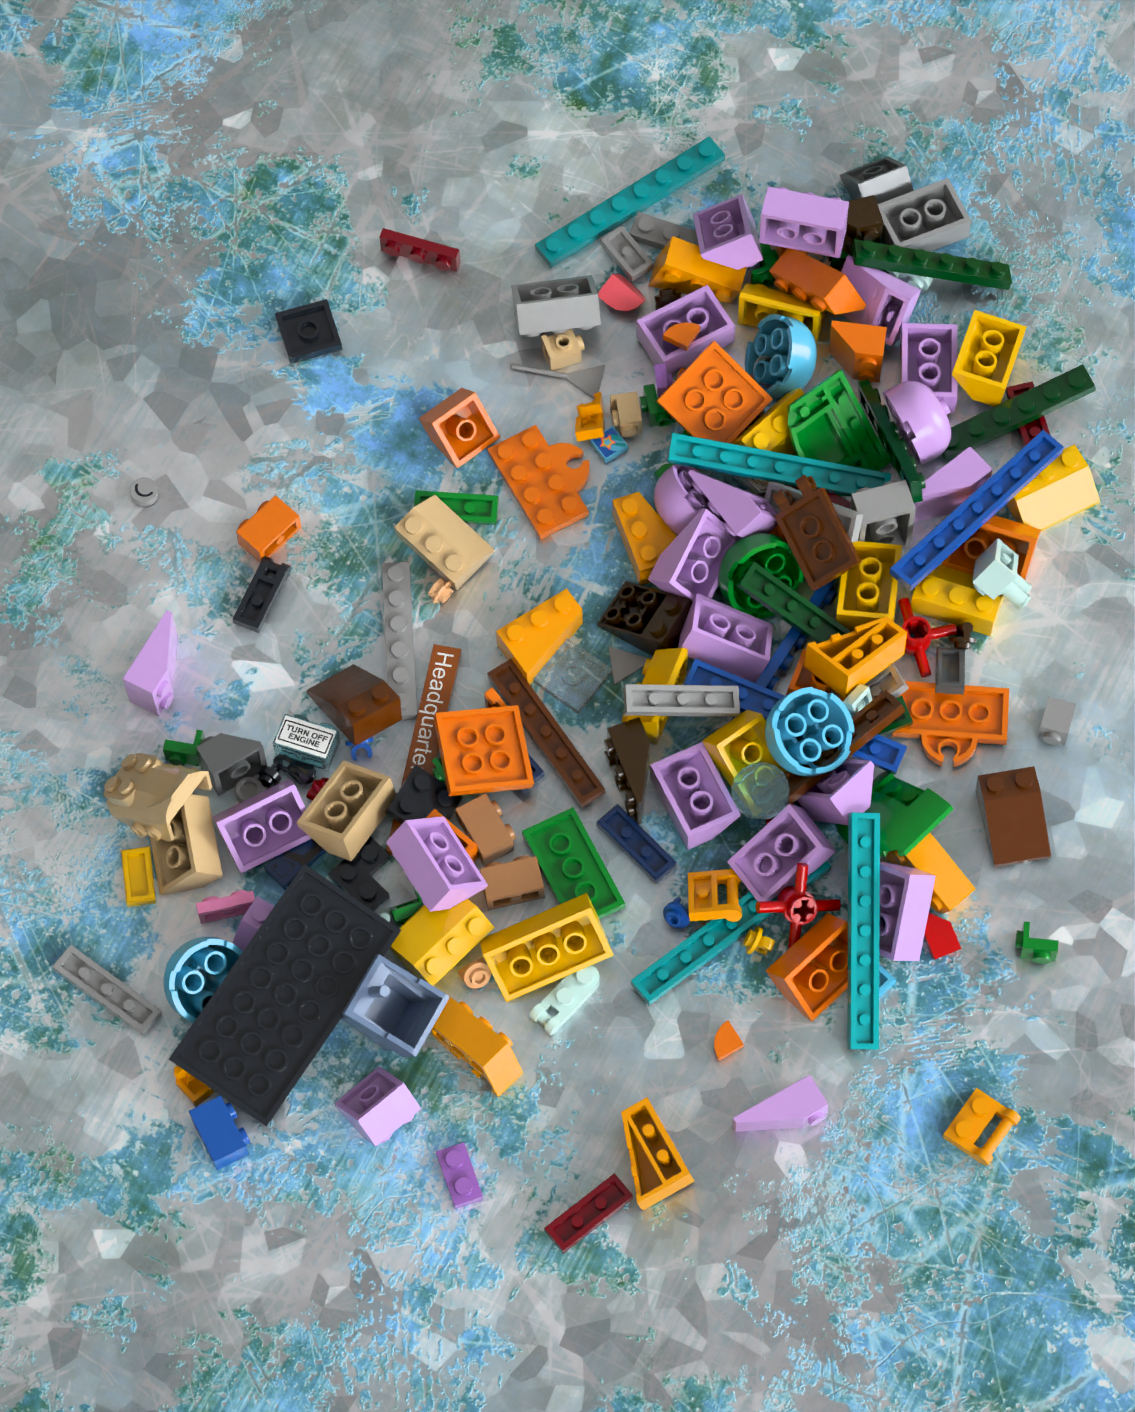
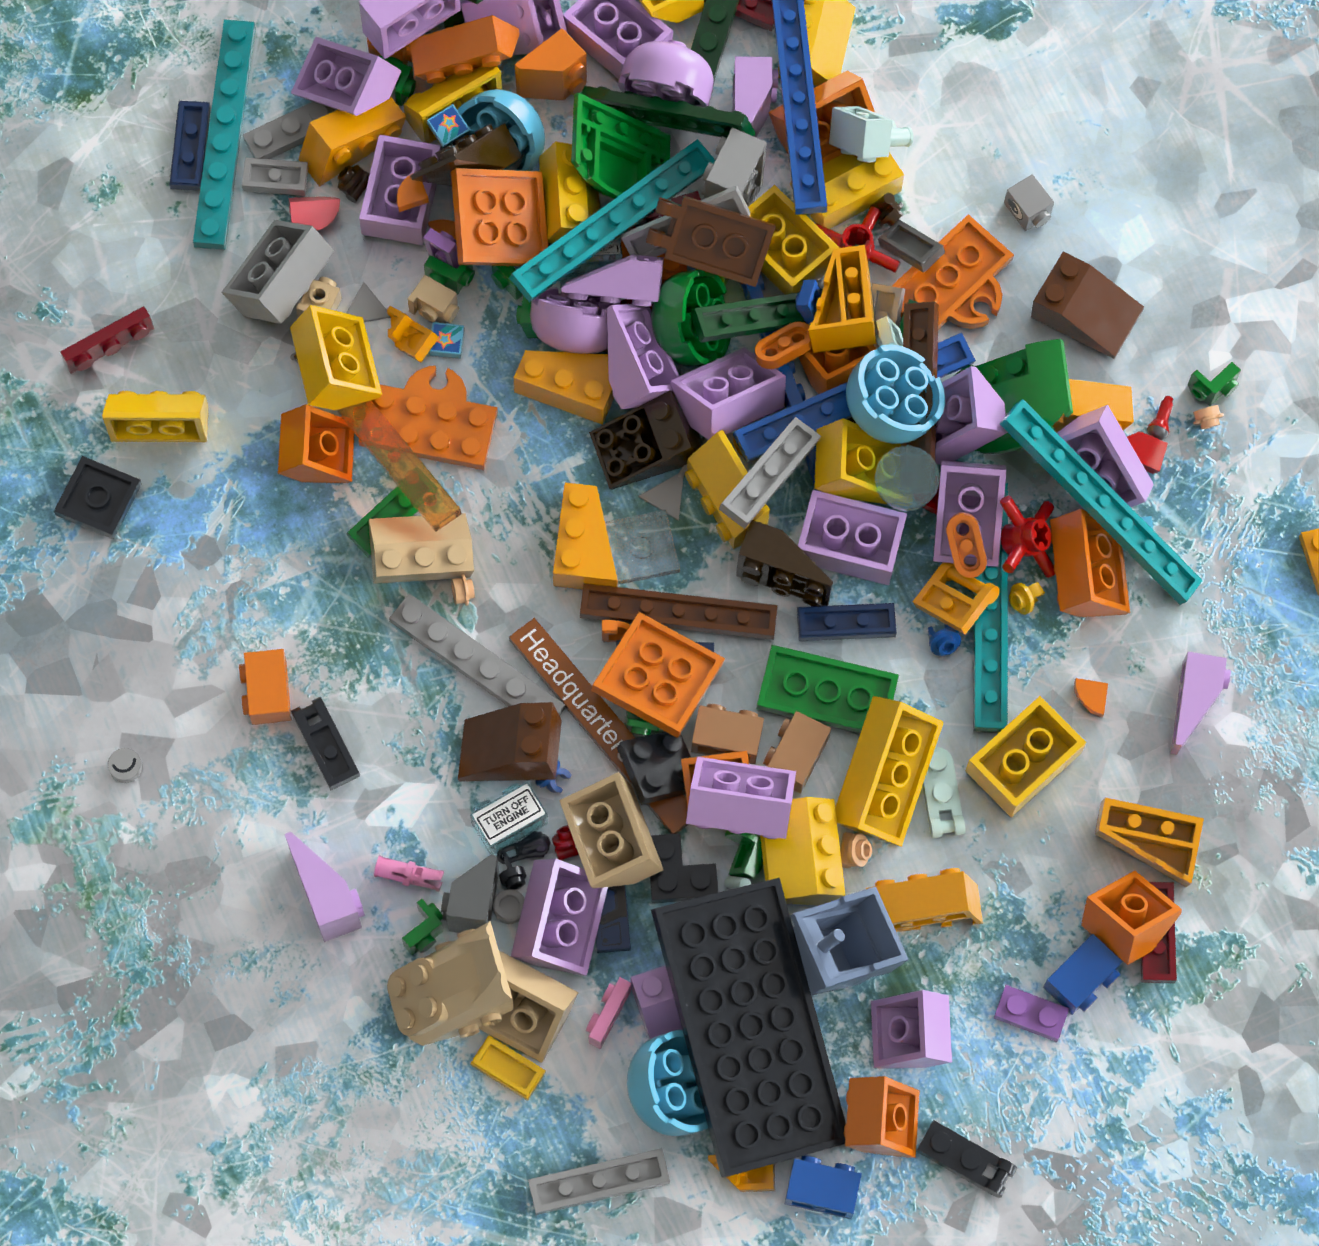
camera: 55 degrees left, 5 degrees up
(215, 710) = (408, 873): none -> bright pink pin
(300, 1132) = (882, 1117): none -> orange slope
(319, 1209) = (965, 1158): none -> black plate
(392, 318) = (156, 417): none -> yellow slope
(497, 453) = (401, 463): none -> clear orange tile
(514, 1186) = (1083, 975): none -> blue brick
(526, 386) = (334, 358): none -> yellow slope
(579, 1182) = (1129, 916): none -> orange slope
(602, 187) = (189, 145): none -> dark blue tile
(636, 1027) = (1025, 756): none -> yellow brick
(751, 319) = (448, 126): none -> tile
(751, 351) = (488, 150): none -> dark brown slope
(751, 867) = (966, 544): none -> orange plate
(786, 642) = (780, 346): none -> orange plate
(838, 625) = (807, 300): none -> blue plate
(967, 935) = (1159, 426): none -> red piece
(1006, 960) = (1207, 417): none -> light nougat plate

